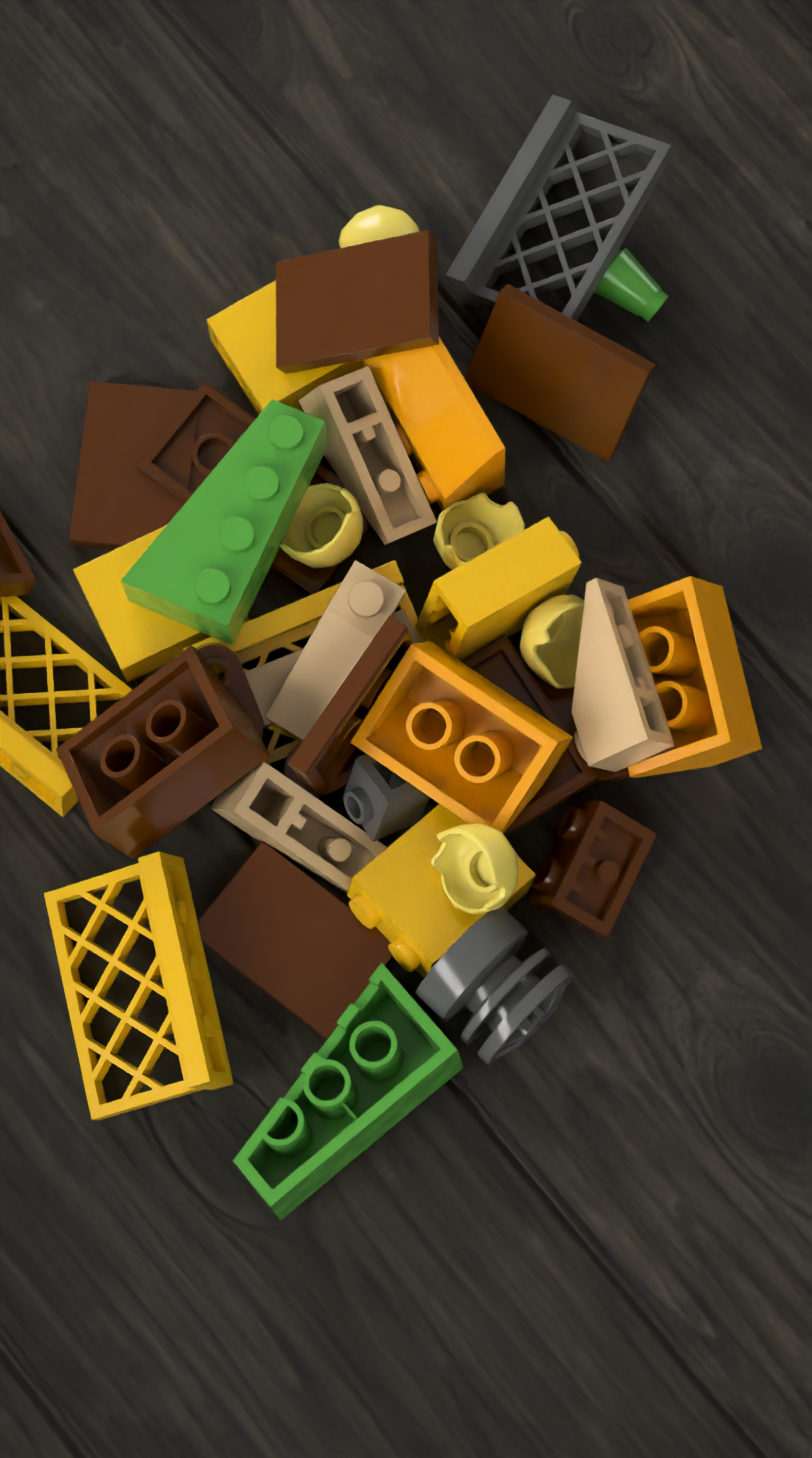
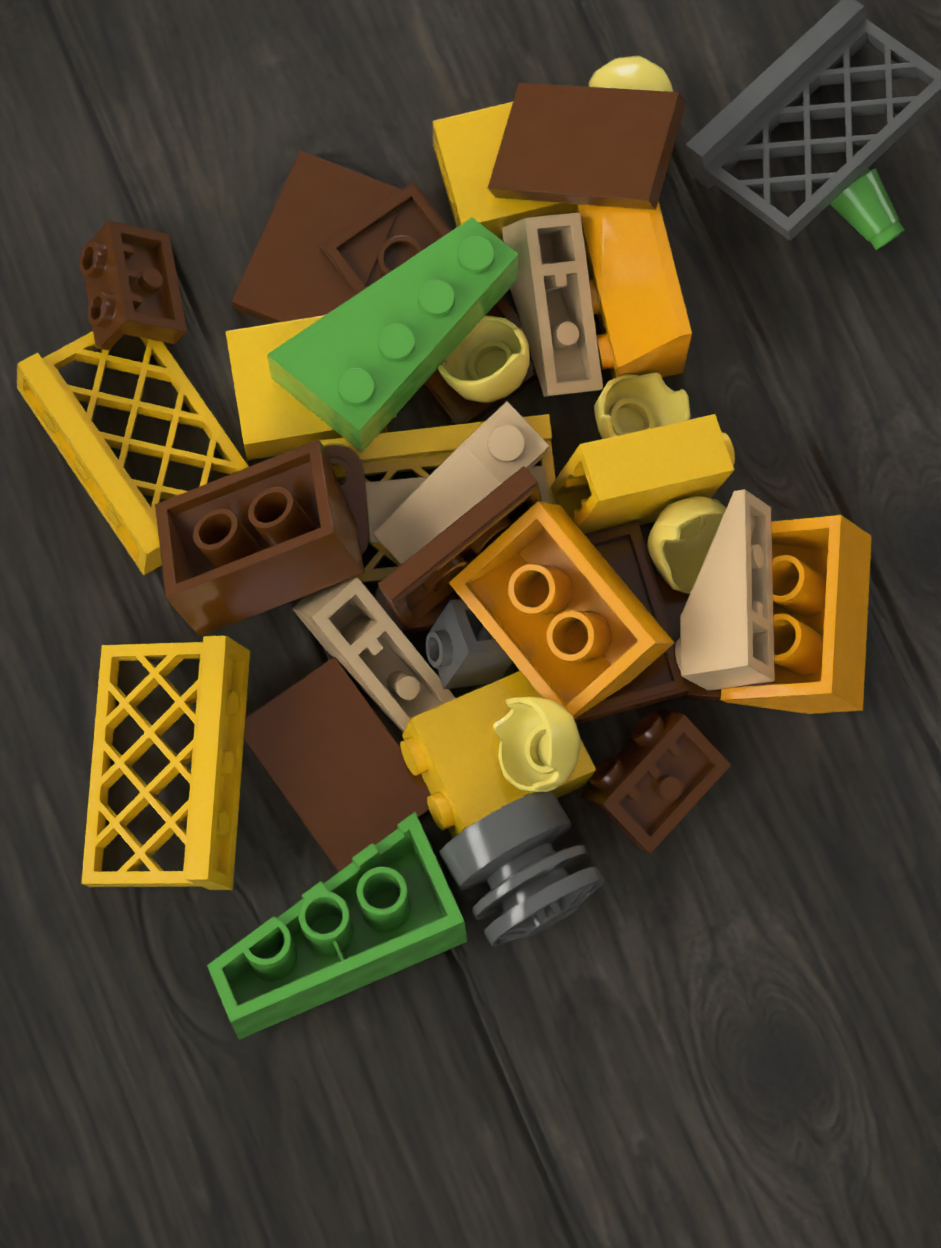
camera: 10 degrees right, 0 degrees up
(558, 372) = (770, 274): reddish brown tile -> none

